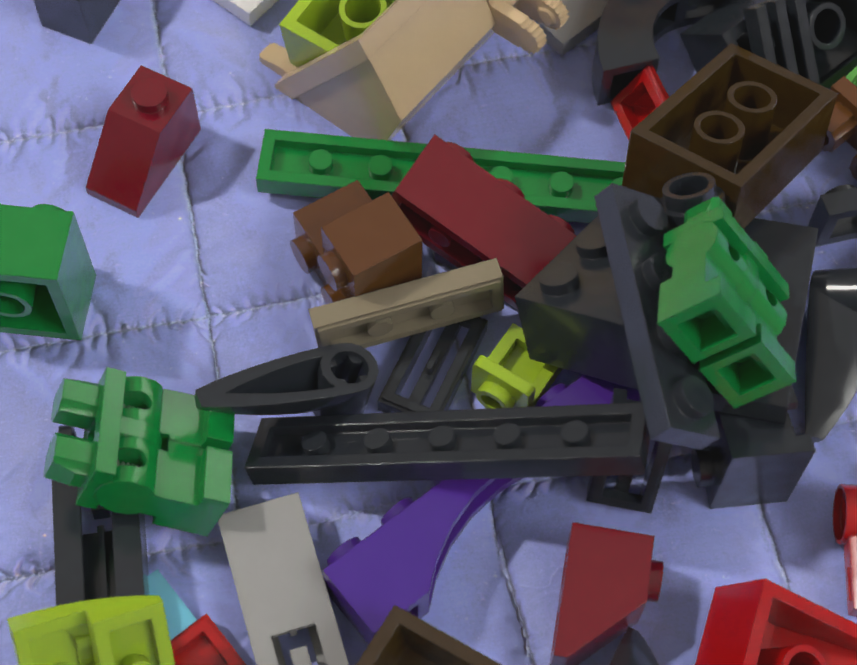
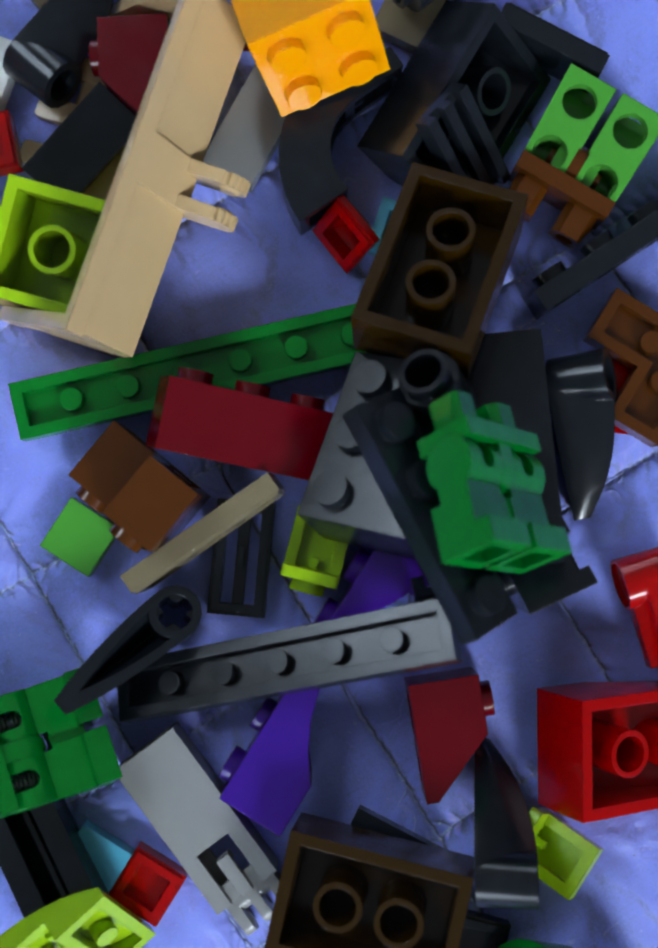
camera: 20 degrees left, 25 degrees up
(275, 292) = (80, 537): none -> bright green tile

